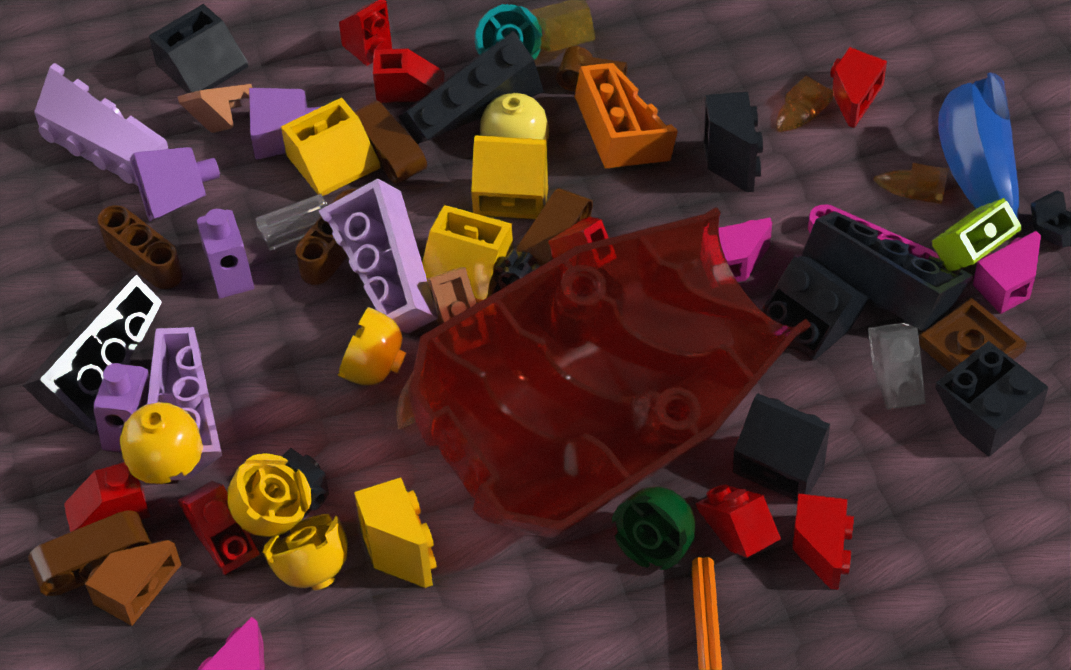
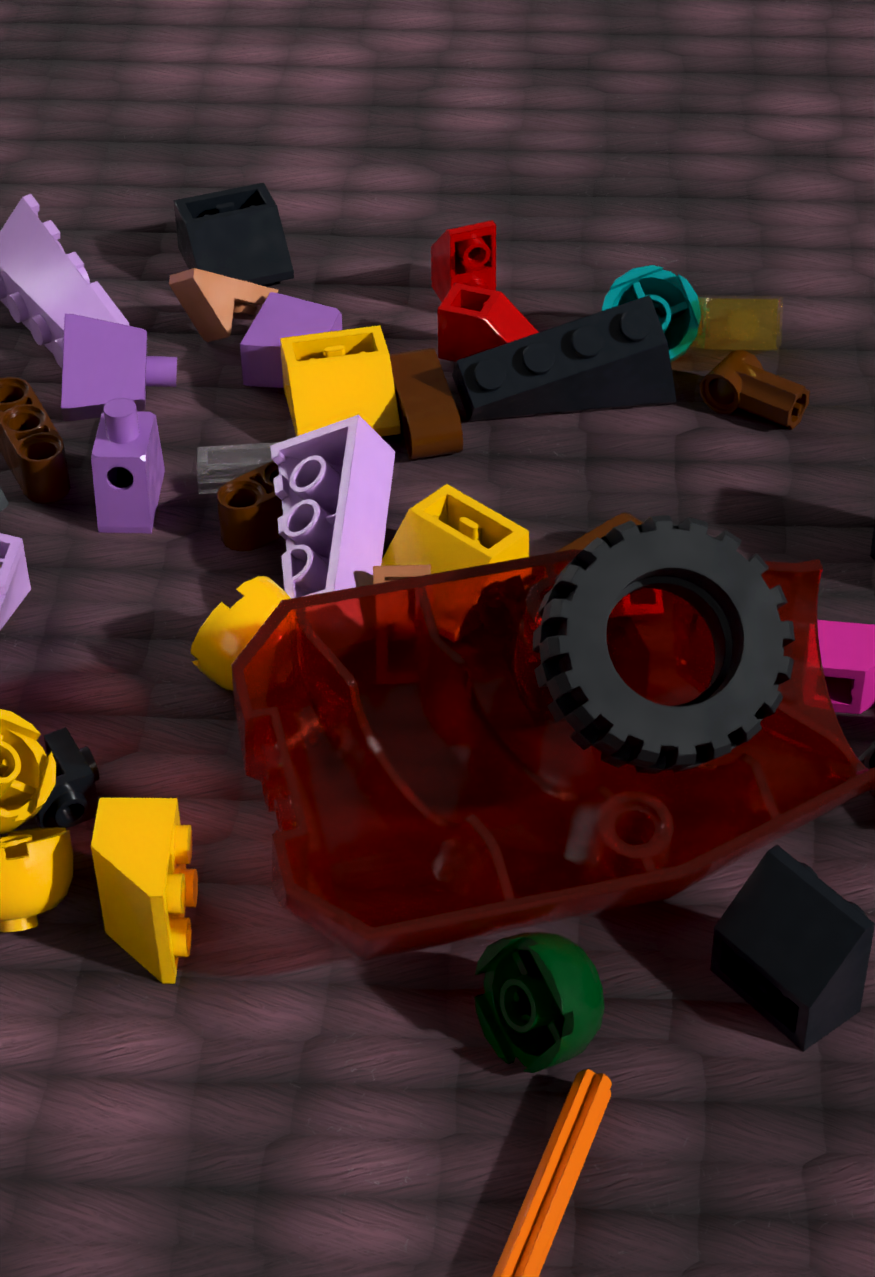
camera: 20 degrees right, 10 degrees down
(509, 176) = (562, 476): yellow slope -> none
(514, 117) = (609, 428): light yellow cylinder -> none
(619, 120) = (763, 457): orange wedge -> none
(703, 287) = (728, 597): none -> black tyre
(739, 519) = (681, 1034): red slope -> none
(820, 536) = (804, 1100): red slope -> none

